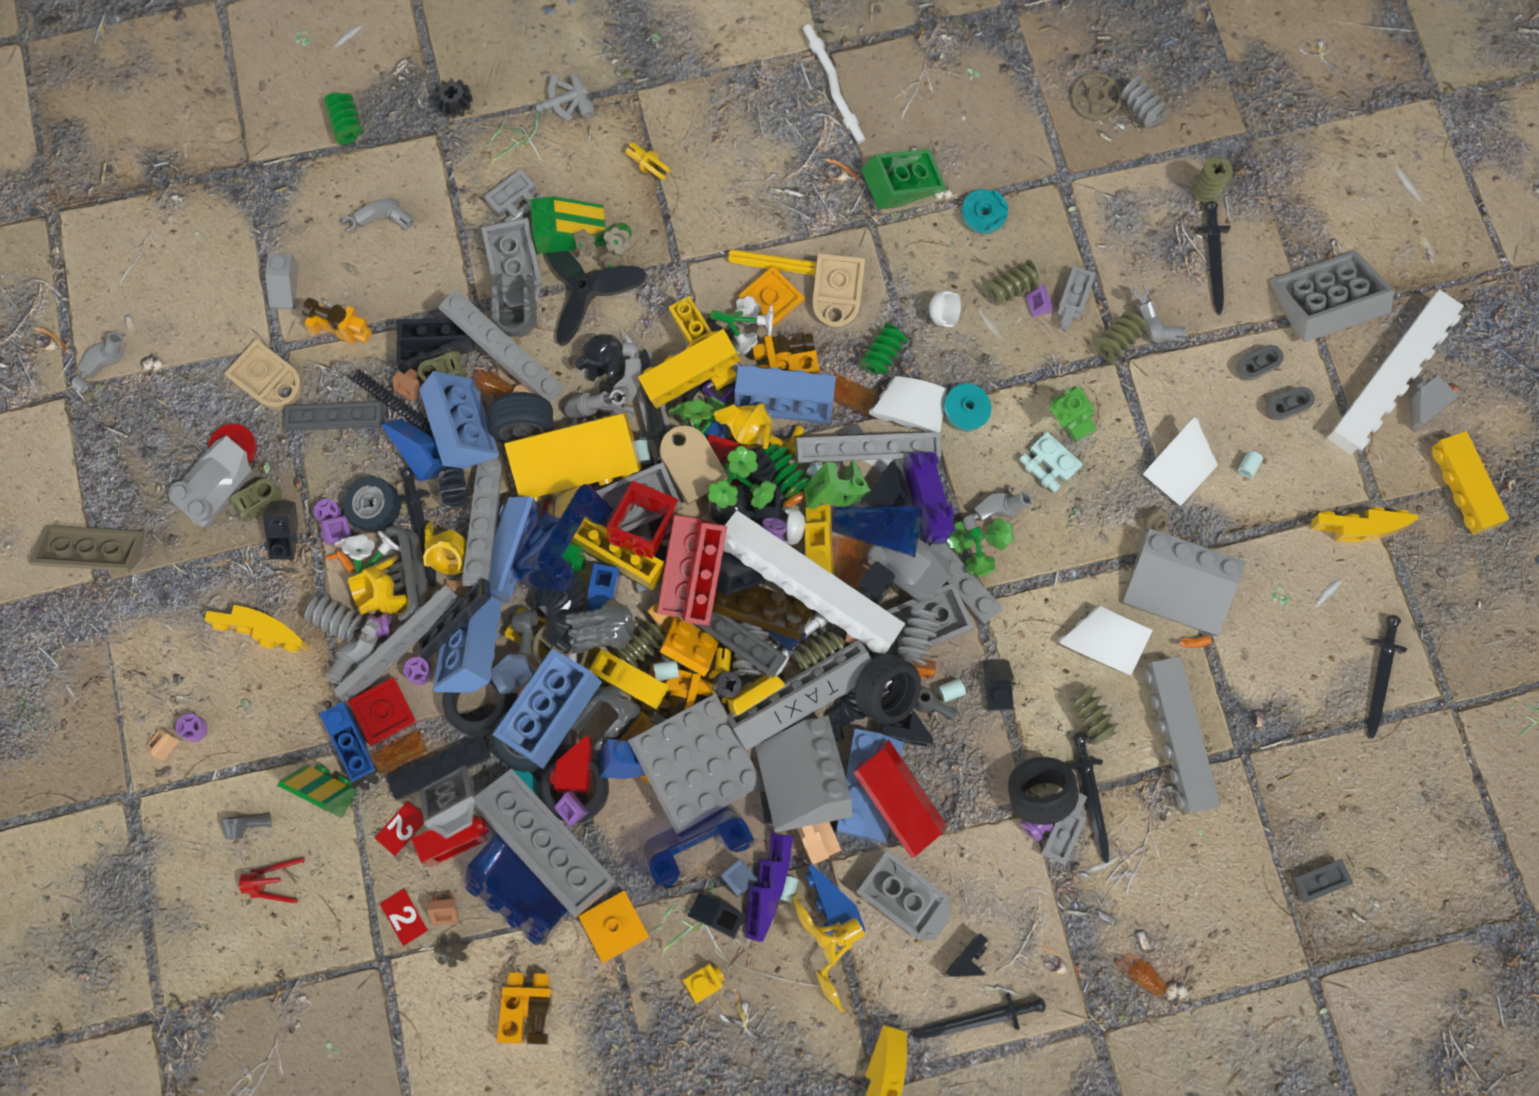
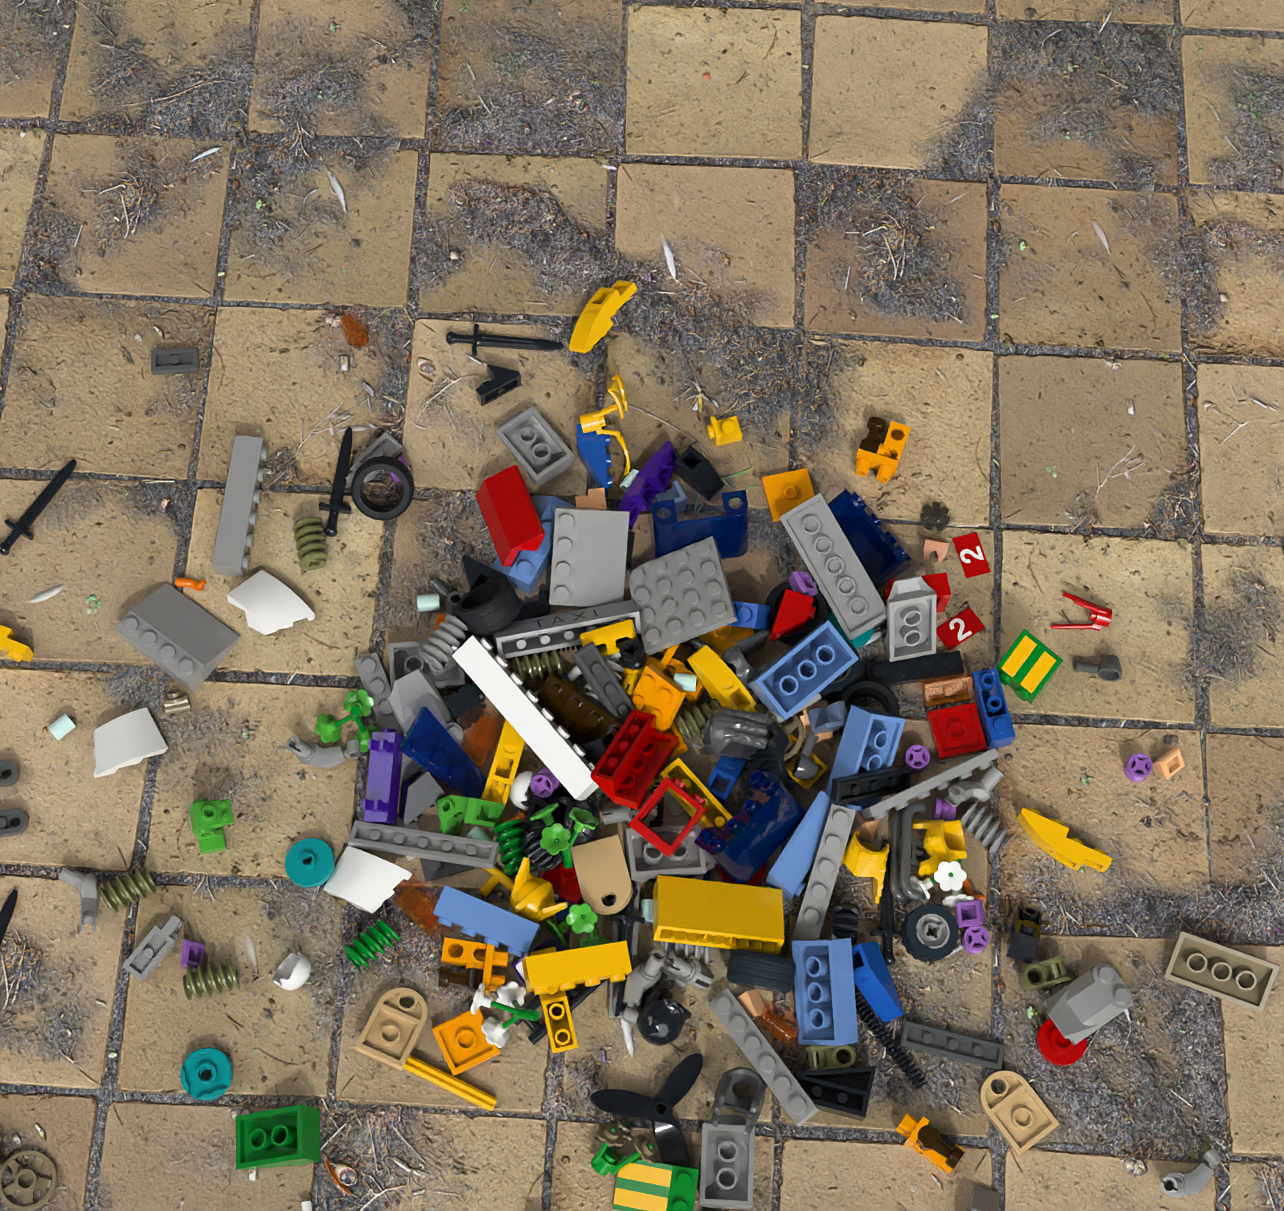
camera: 165 degrees left, 5 degrees down
(407, 384) = (869, 1052): nougat tile -> none
(998, 685) = (383, 596): black slope -> none
(1055, 457) = (244, 790): light aqua plate -> none

